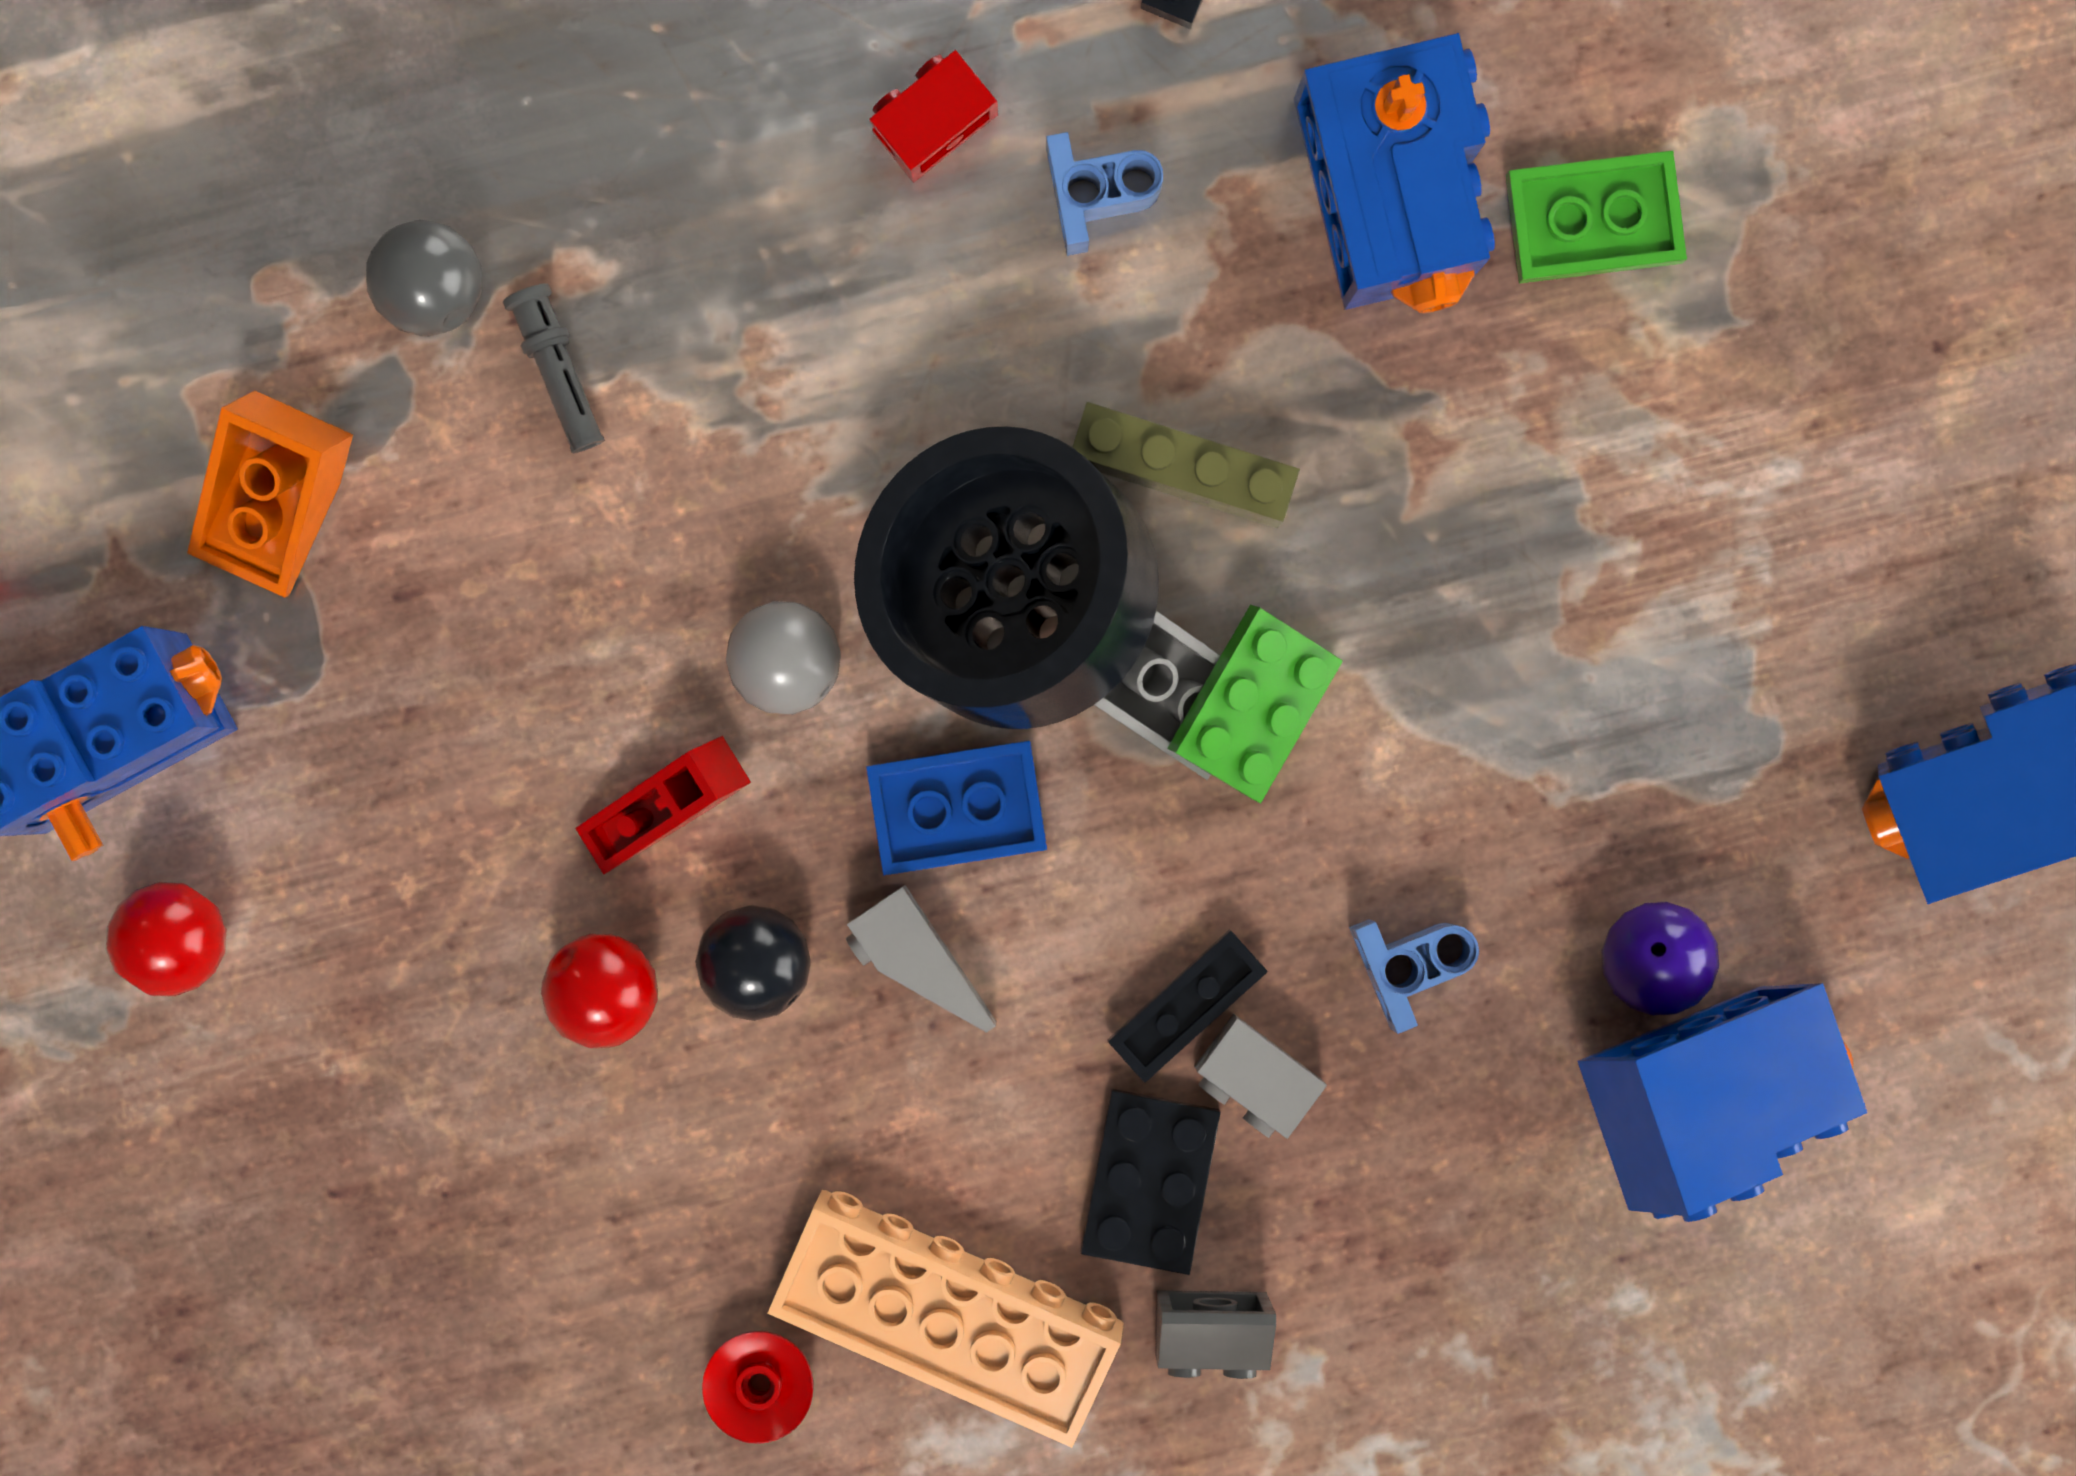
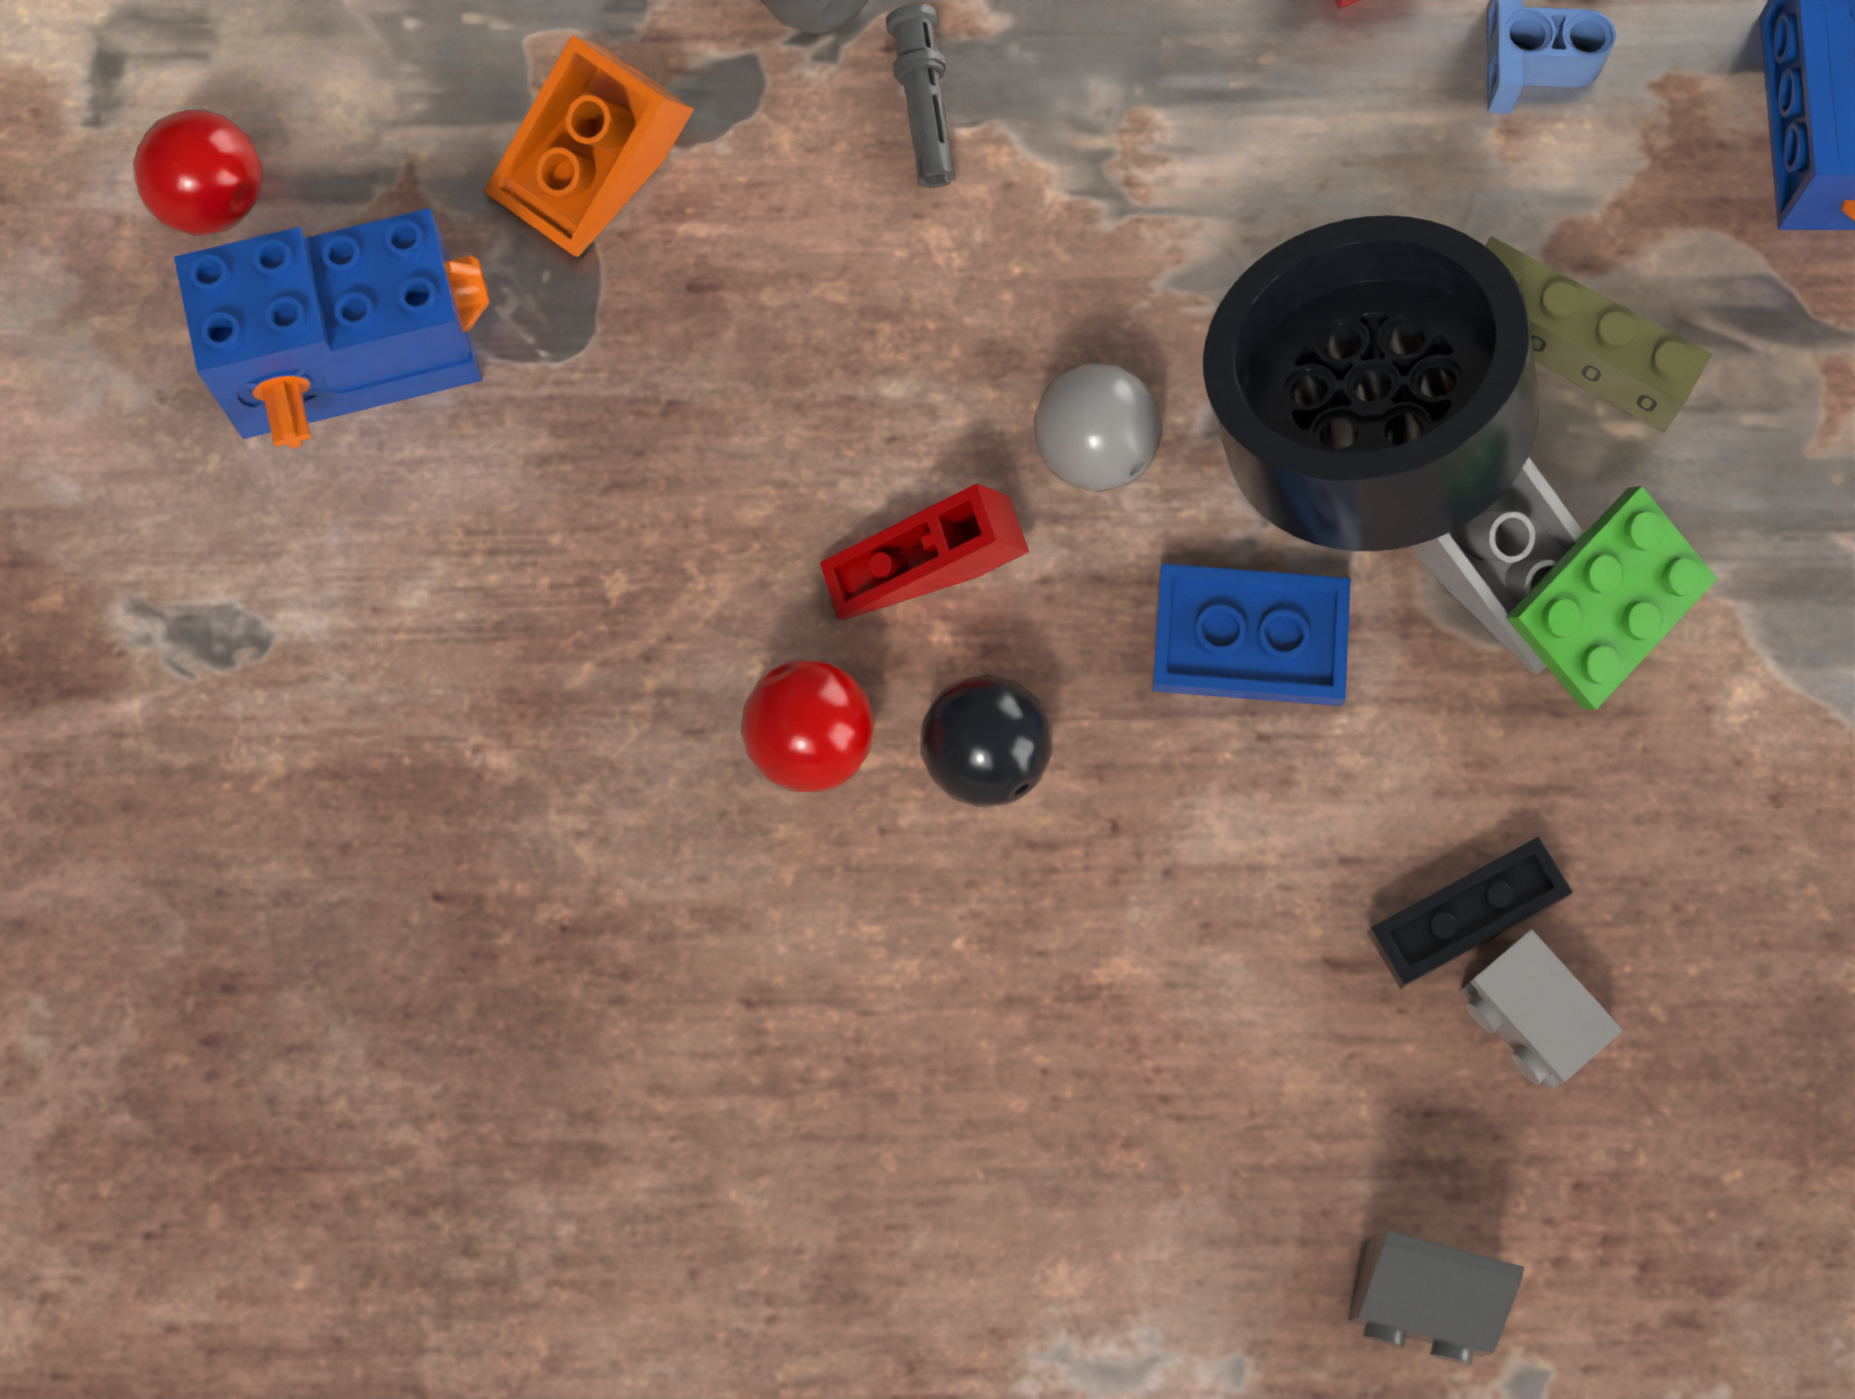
camera: 15 degrees right, 15 degrees down
(166, 939) = (344, 561): red piece -> none
(750, 1413) = (865, 1194): red dish -> none
(911, 952) = (1168, 780): light grey slope -> none
(948, 1317) = (1115, 1207): light nougat bracket -> none
(1150, 1181) = (1385, 1108): black plate -> none
(1426, 966) = (1755, 919): medium blue tile -> none

